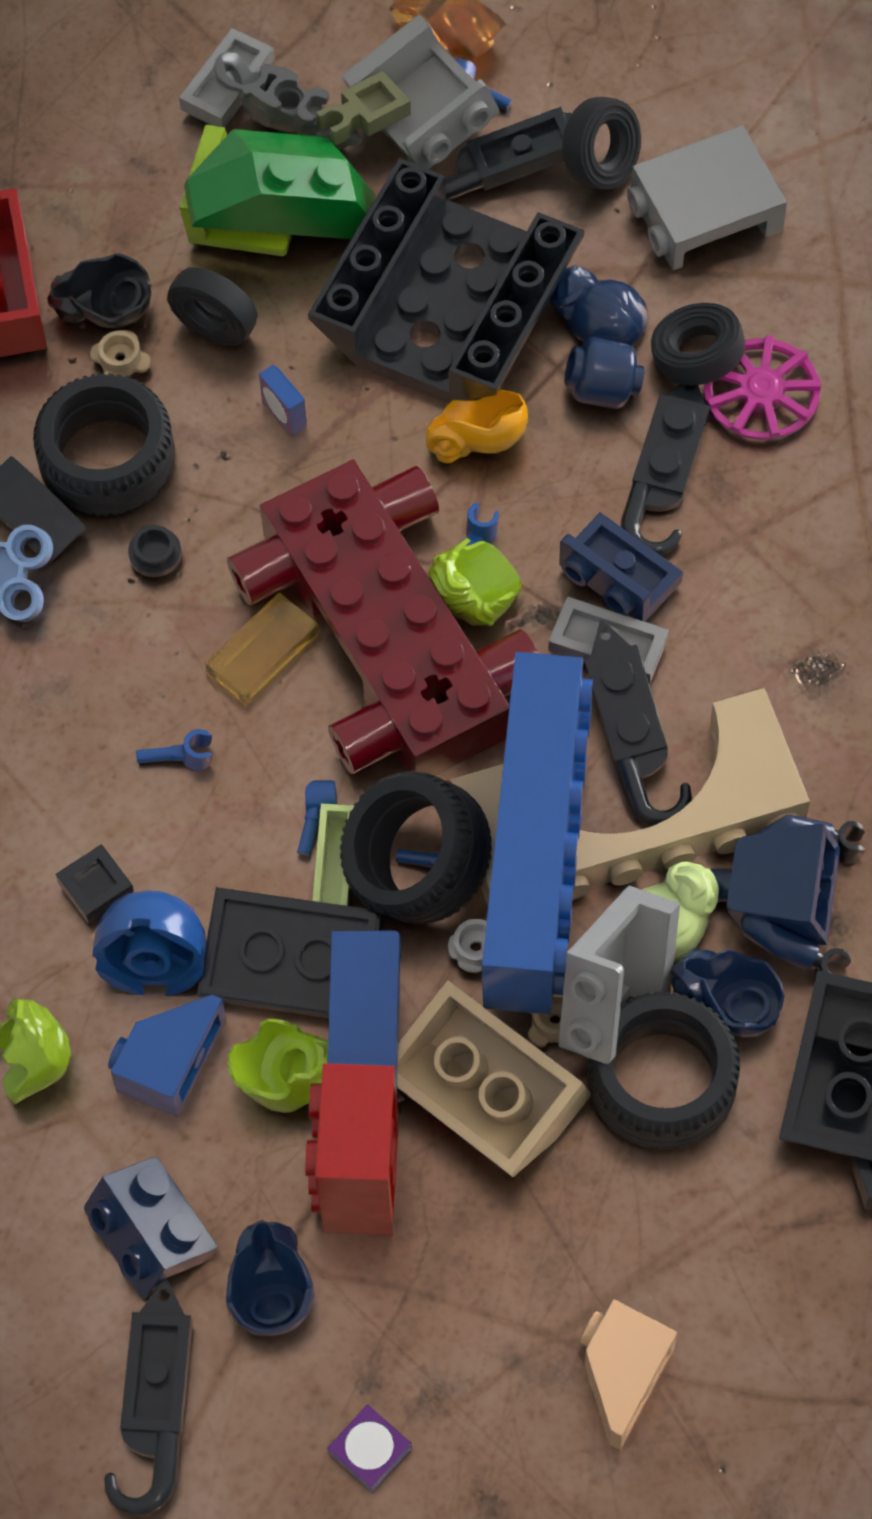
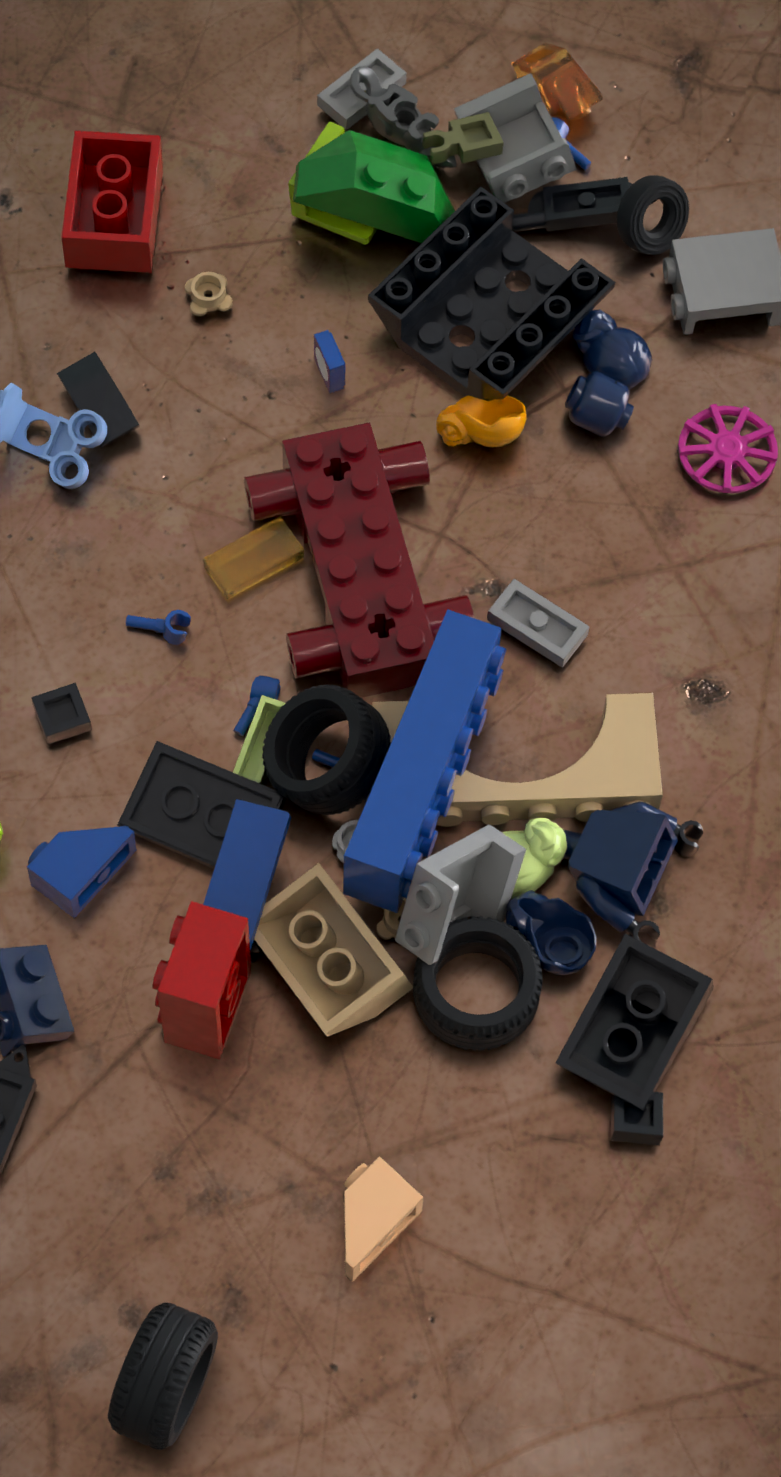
camera: 10 degrees right, 0 degrees up
(93, 401) = (172, 324): black tyre -> none
(102, 290) = (209, 237): black hair -> none
(150, 942) = (90, 771): blue cylinder -> none
(154, 551) = (189, 458): black plate -> none
(212, 306) = (293, 270): black tyre -> none
(268, 1281) = (105, 1068): dark blue hair -> none
(278, 1065) = (162, 895): lime hair -> none
(369, 1448) = (149, 1224): tile -> none
(475, 582) = (441, 547): lime hair -> none
(480, 531) = (457, 510): blue hand -> none
(618, 568) = (564, 566): dark blue bracket -> none
(630, 722) = (535, 692): black plate -> none
(666, 461) = (629, 491): black plate -> none
(705, 365) = (684, 417): black tyre -> none

